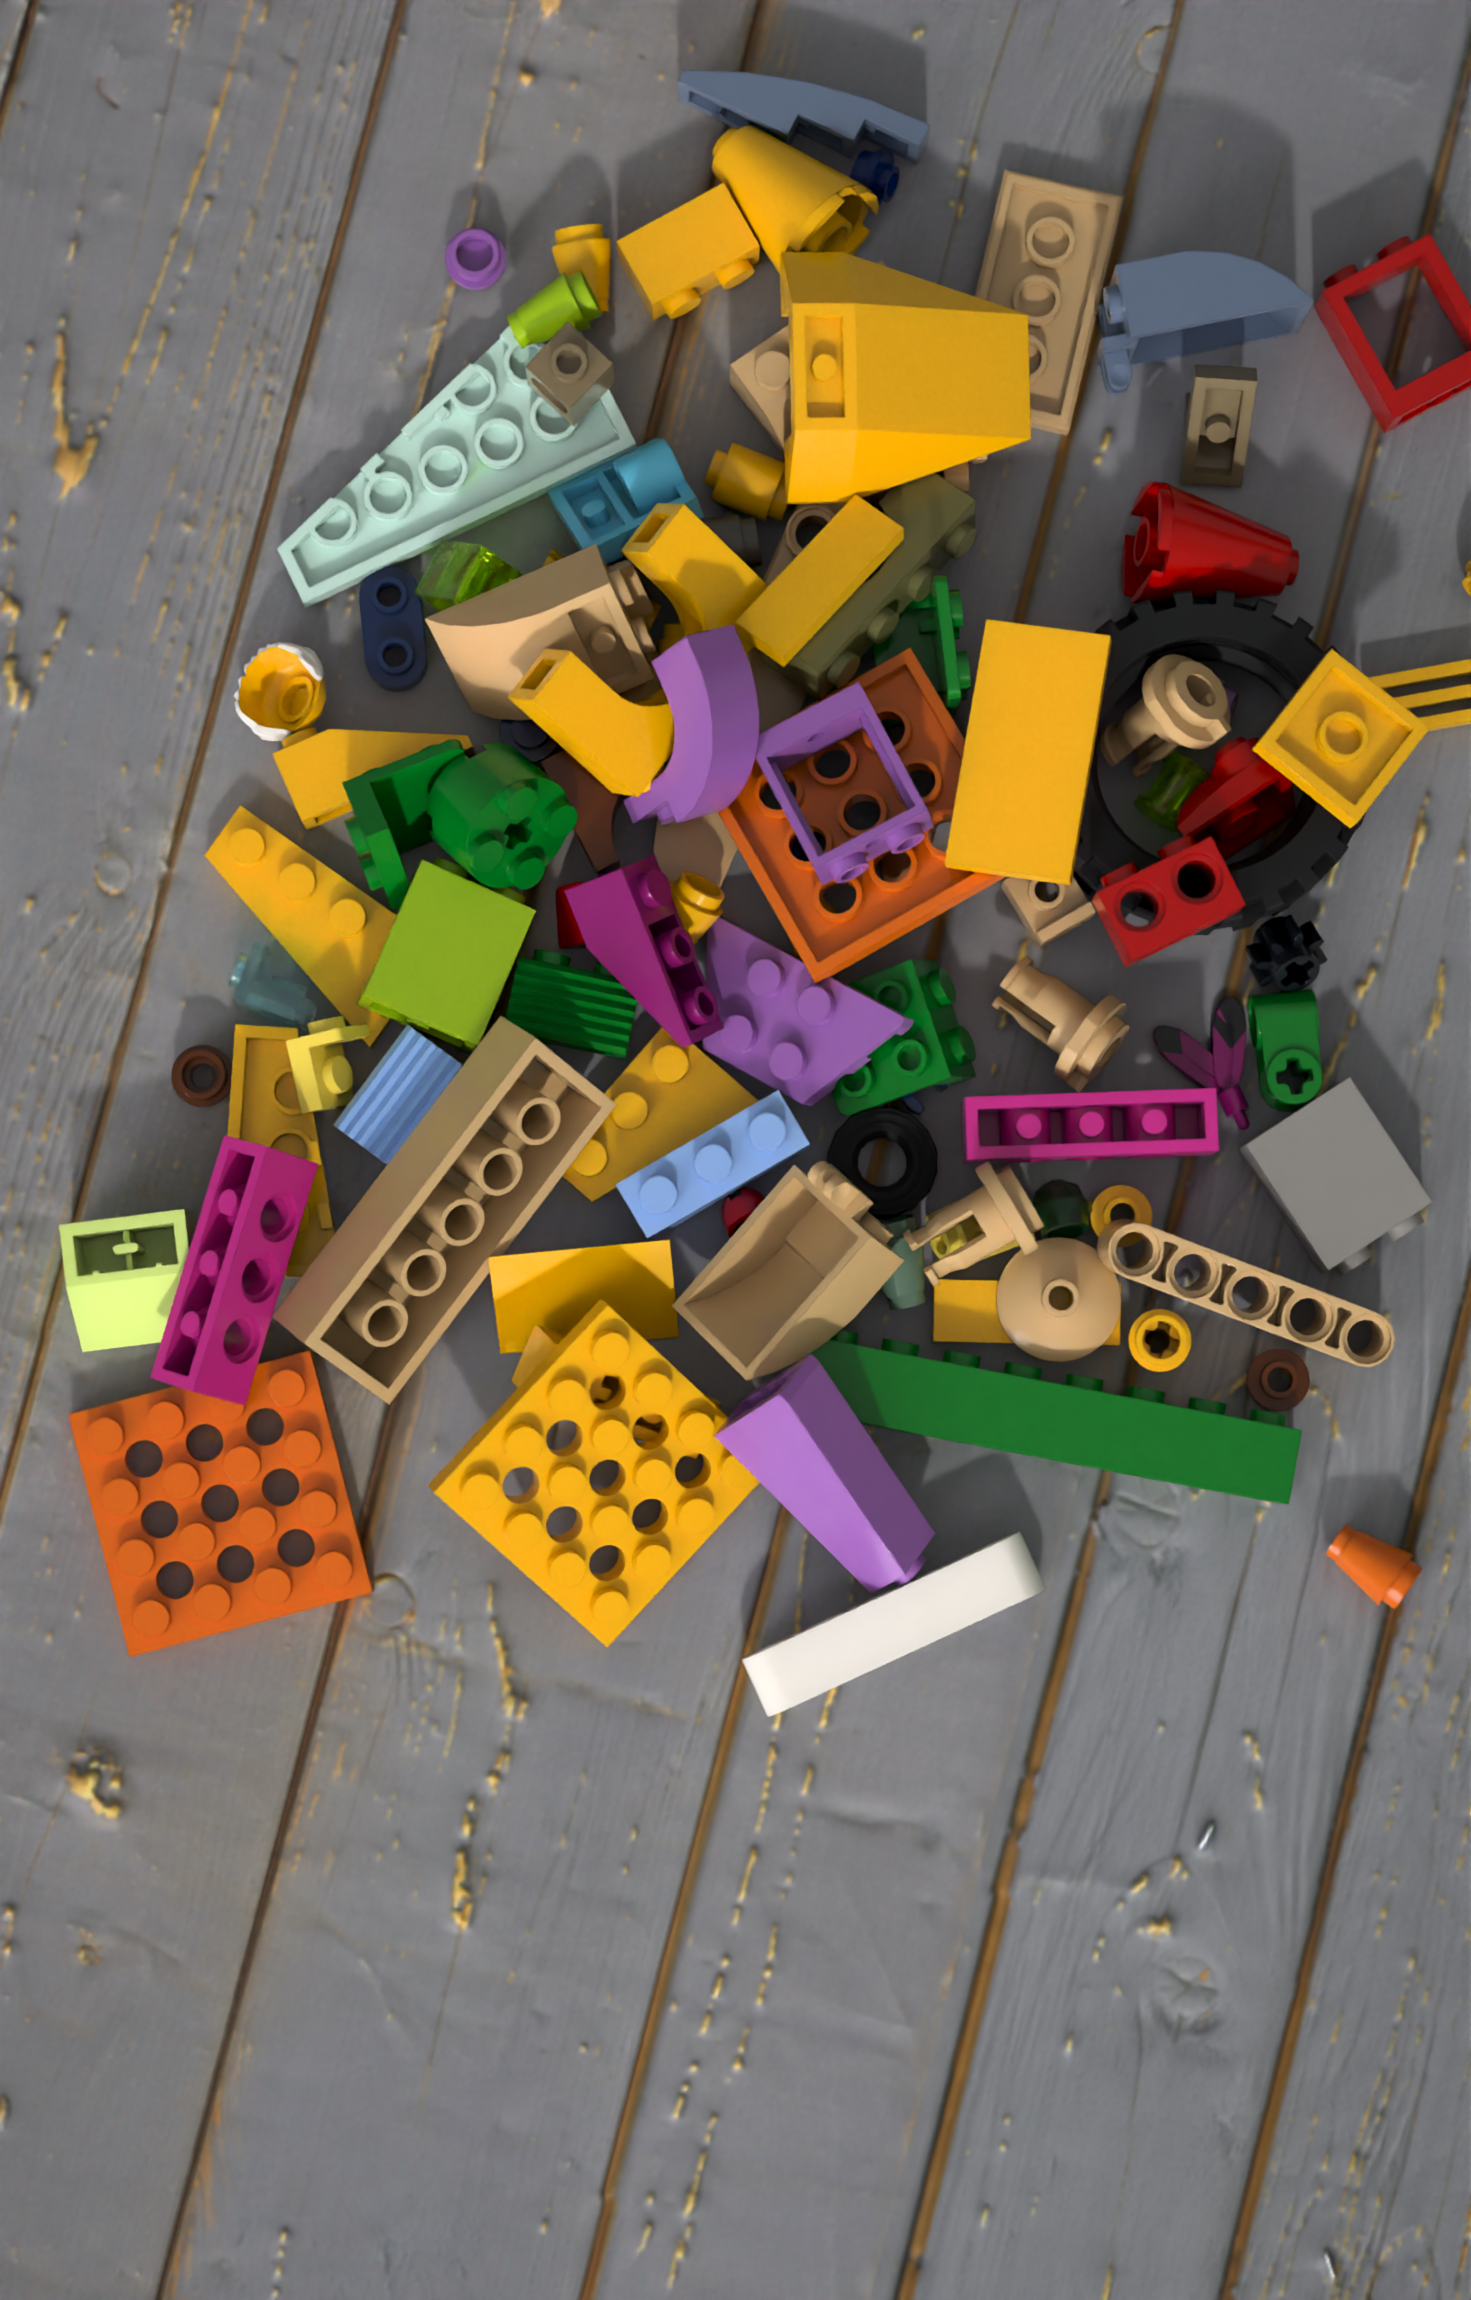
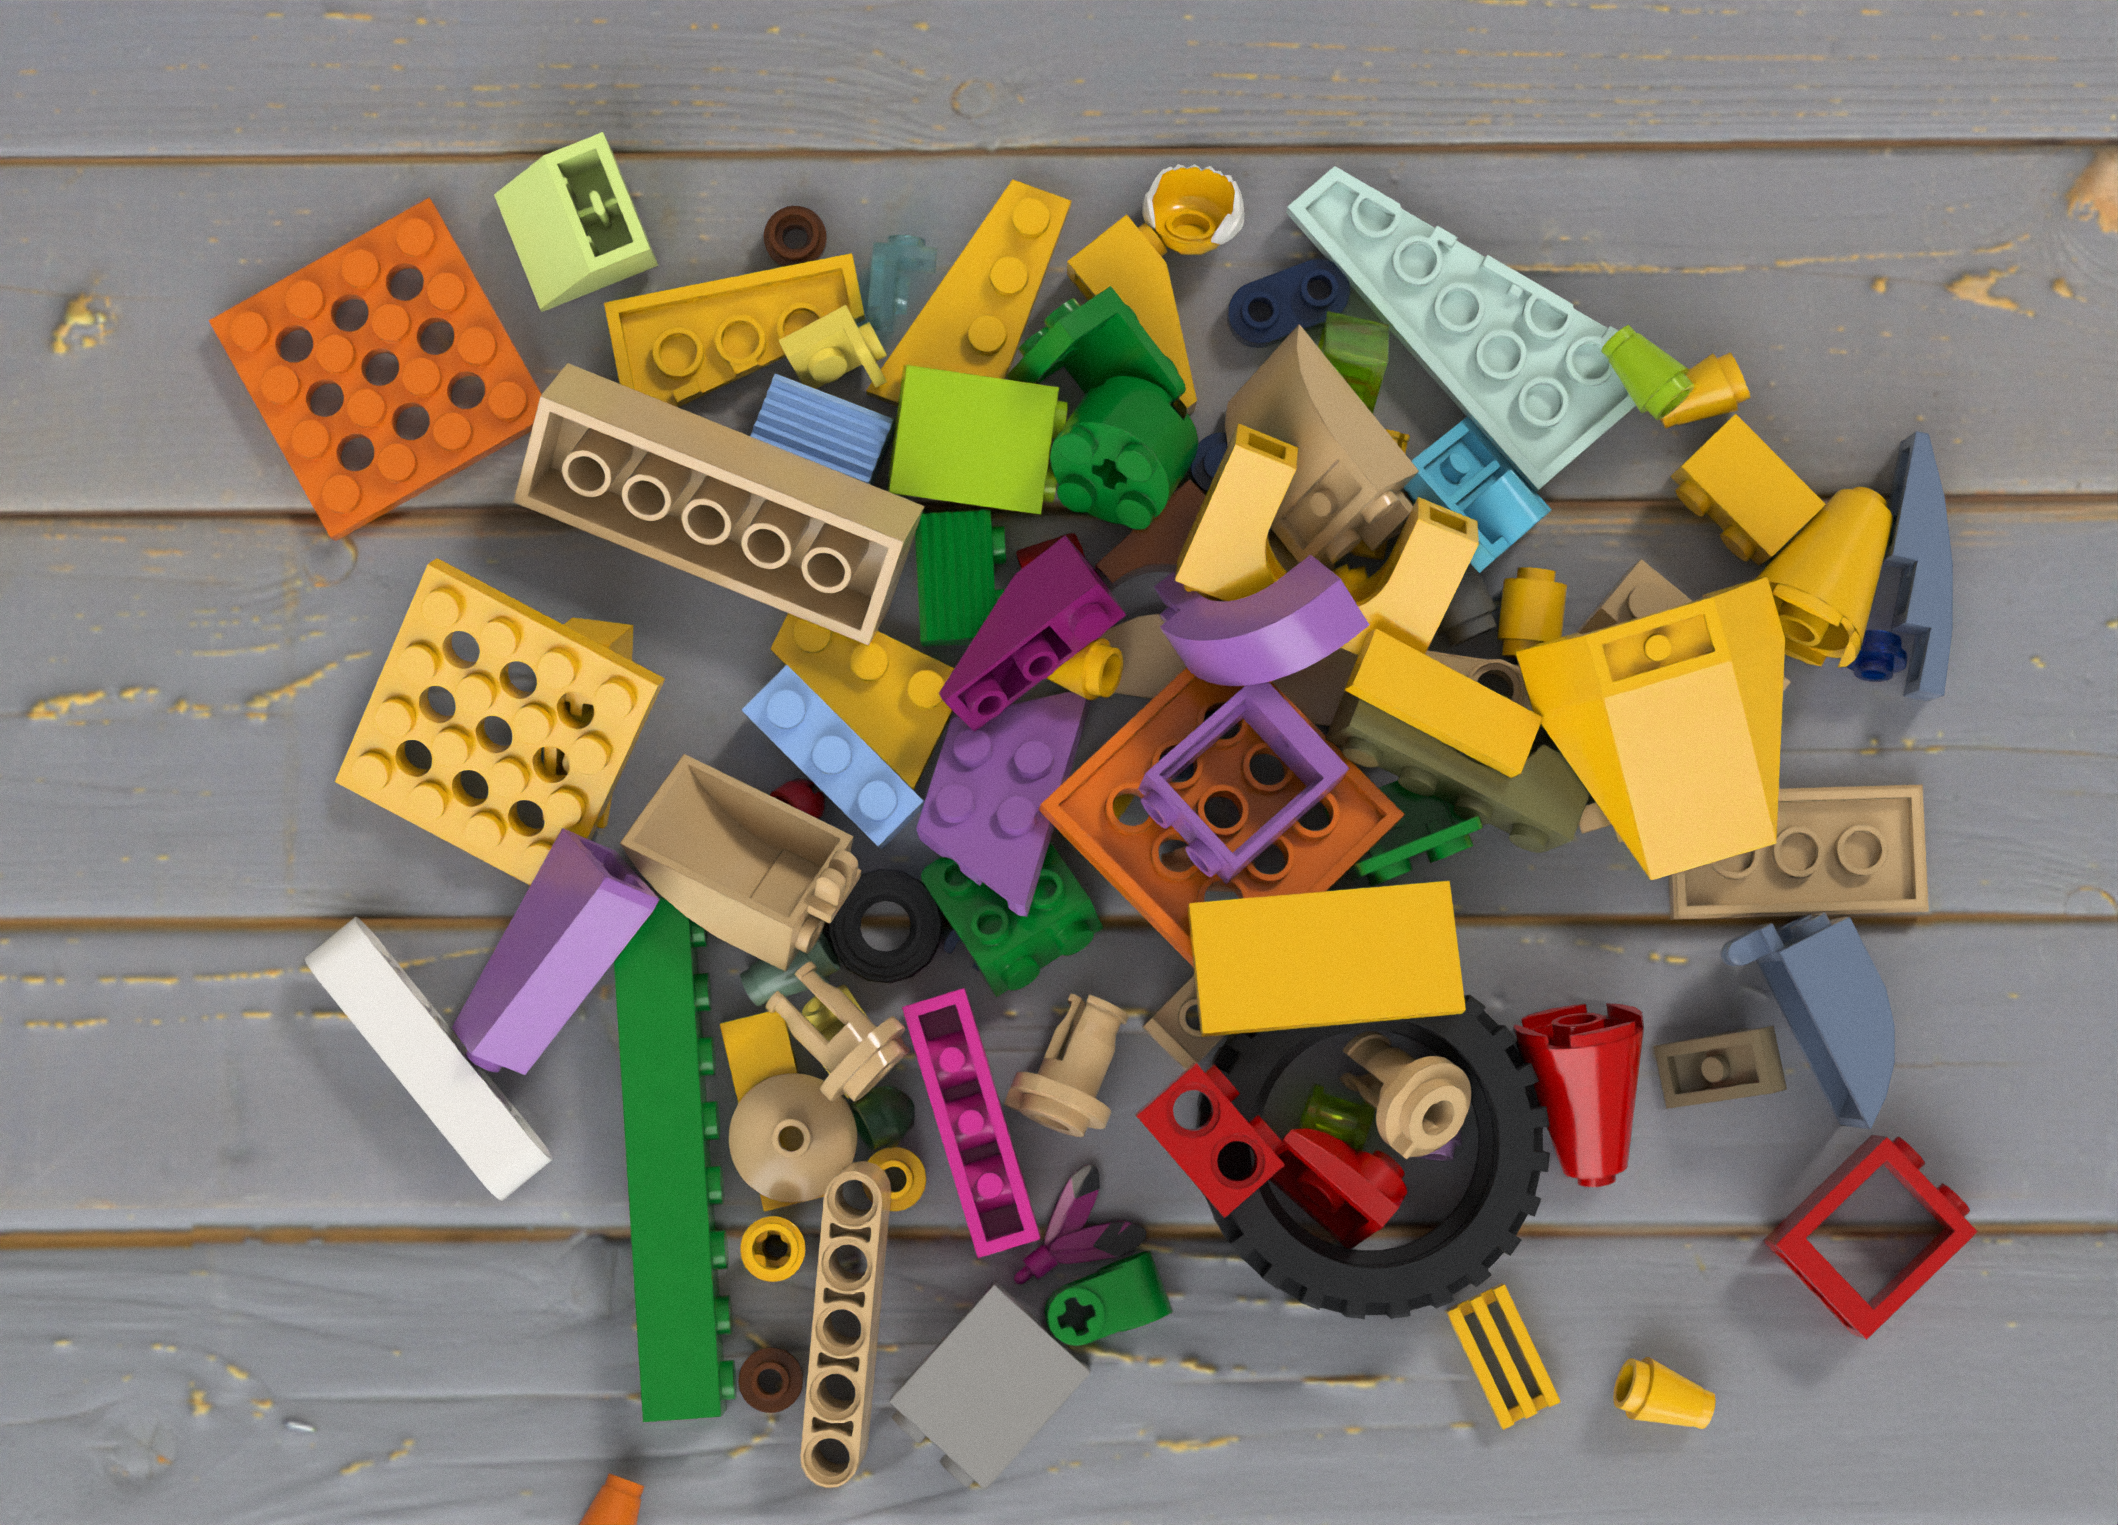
camera: 75 degrees right, 0 degrees up
(234, 1270) = (601, 313): dark pink brick -> none
(475, 258) = (1681, 283): medium lavender plate -> none
(565, 1284) = (673, 641): yellow sticker -> none
(570, 374) = (1587, 403): dark tan brick -> none
(1286, 953) = (1200, 1276): black gear -> none
(1341, 738) = (1424, 1272): yellow plate -> none

